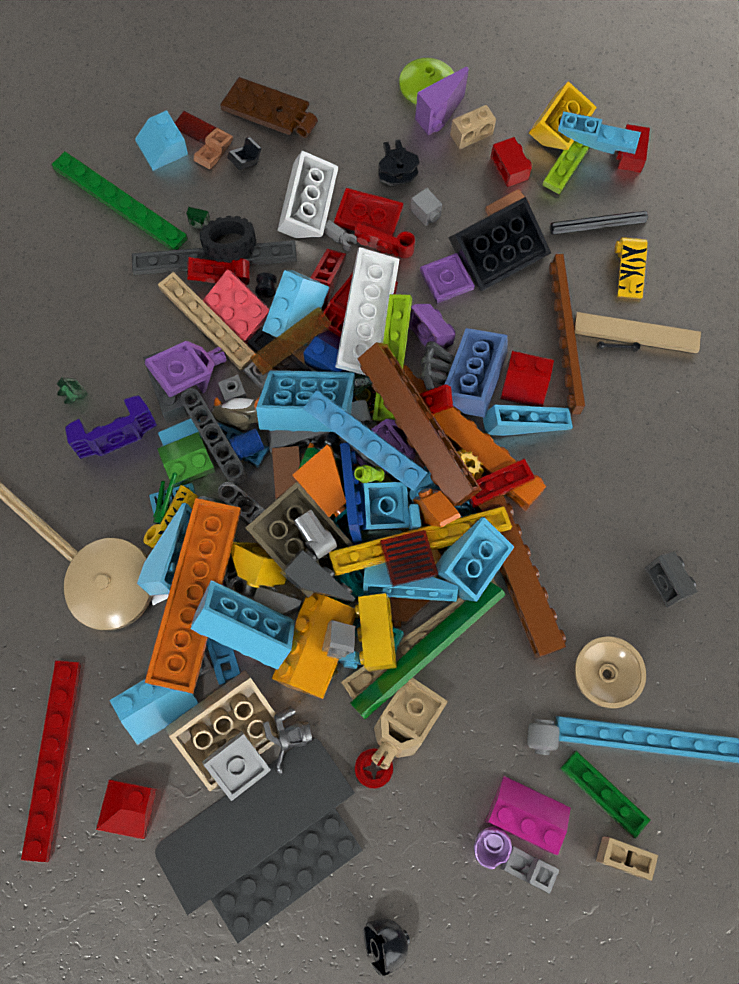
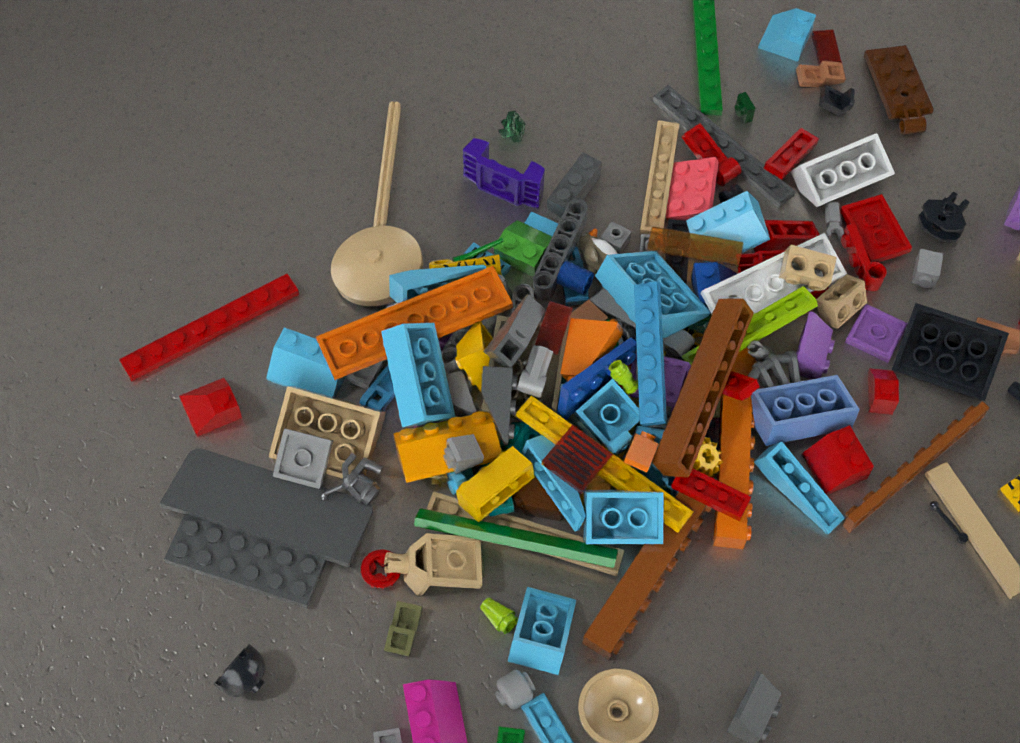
camera: 55 degrees right, 10 degrees down
(184, 367) = (601, 186): medium lavender plate -> none
(229, 251) = (739, 150): black tyre -> none
(264, 218) = (791, 153): none -> red plate
(276, 526) = (515, 333): none -> dark grey slope
(290, 494) = (554, 327): none -> clear red tile
(376, 277) = (807, 261): none -> tan brick
(411, 279) = (842, 301): none -> tan brick
(413, 364) = (759, 351): none -> light grey pin
(434, 785) = (403, 628): none -> olive slope
(475, 705) = (499, 615): none -> lime cone
(492, 847) = (384, 707): lavender hair -> none
(495, 308) = (882, 391): none -> red slope
(510, 681) = (542, 631): none -> medium azure slope

